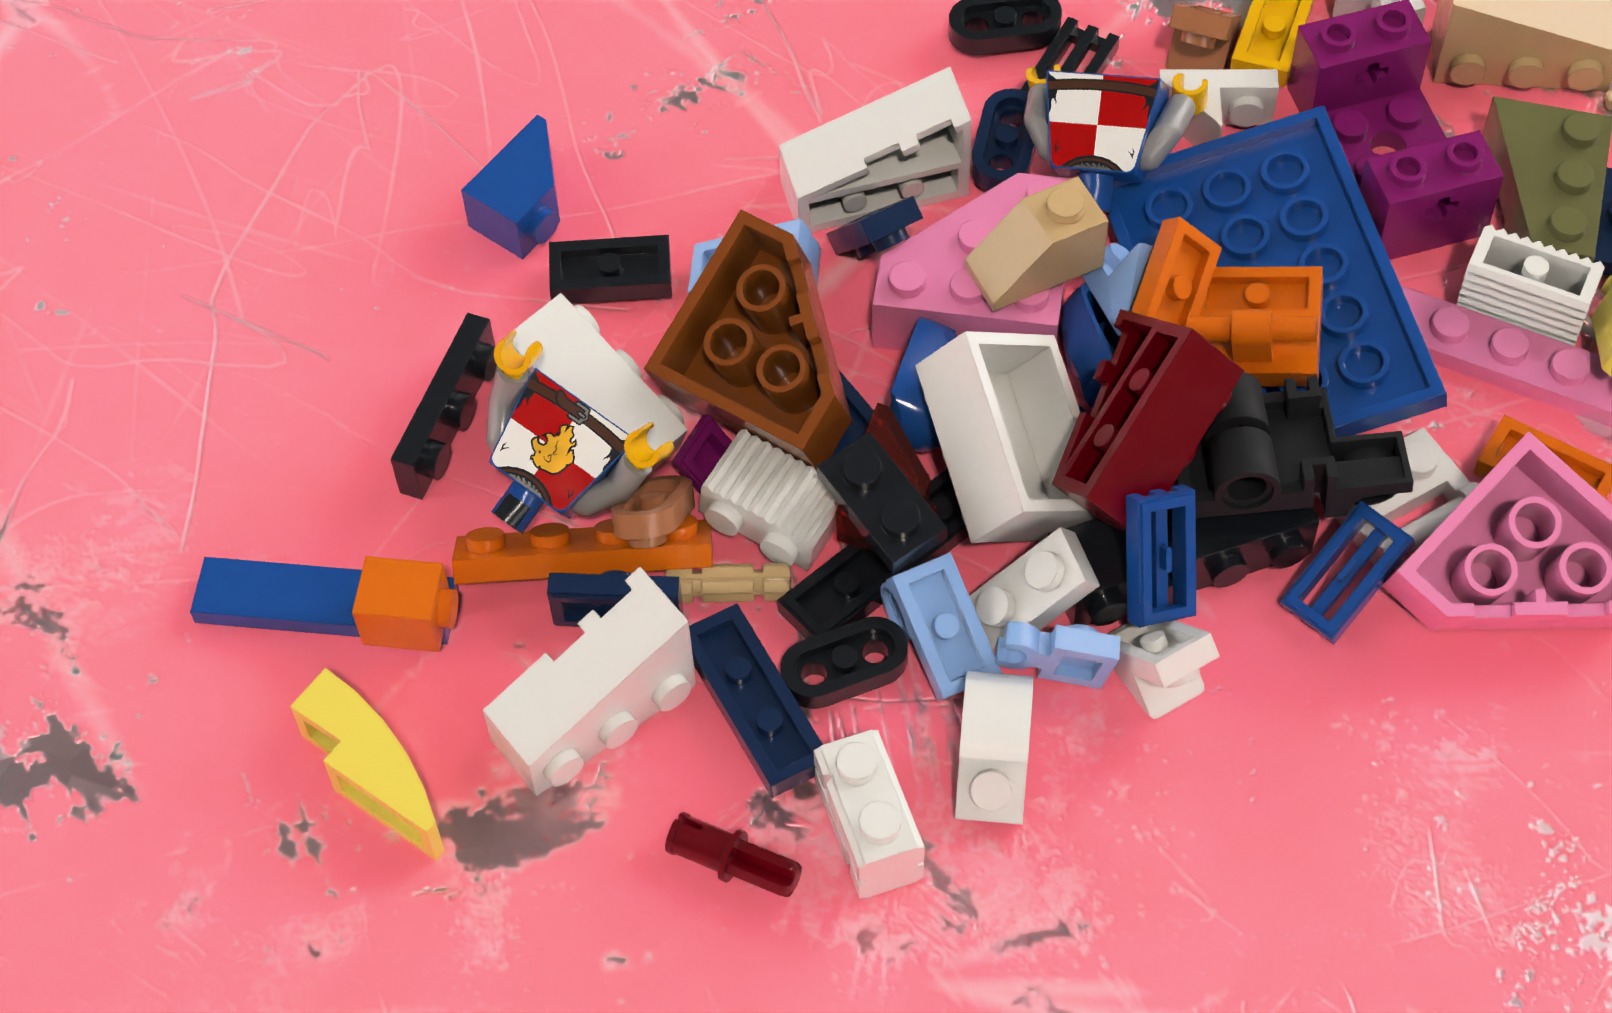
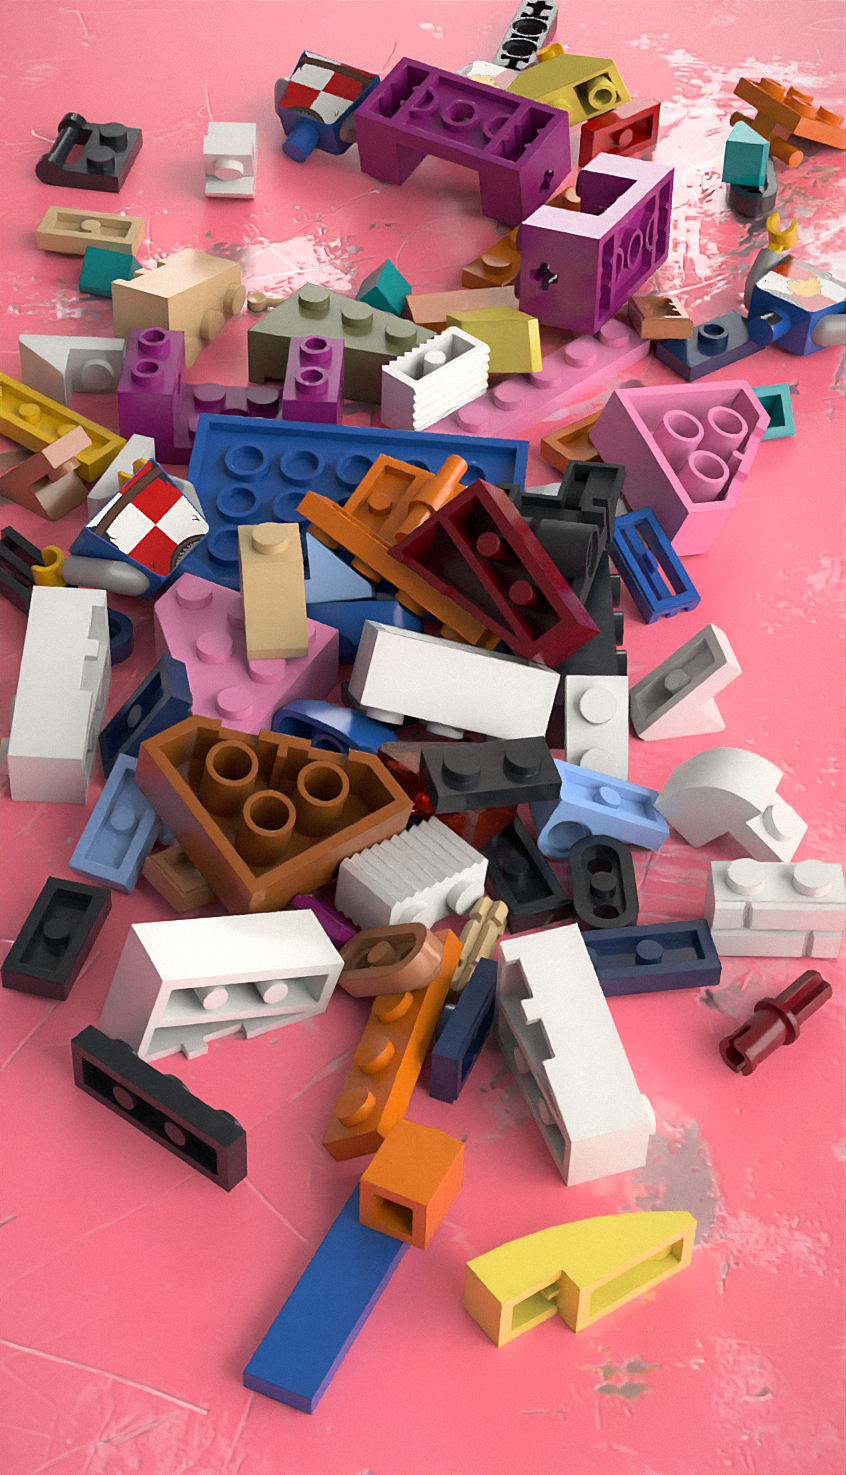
camera: 75 degrees left, 15 degrees down
(558, 445) = (314, 979): torso -> none
(1066, 655) = (660, 740): light blue plate -> none
(1152, 559) = (619, 630): blue tile -> none

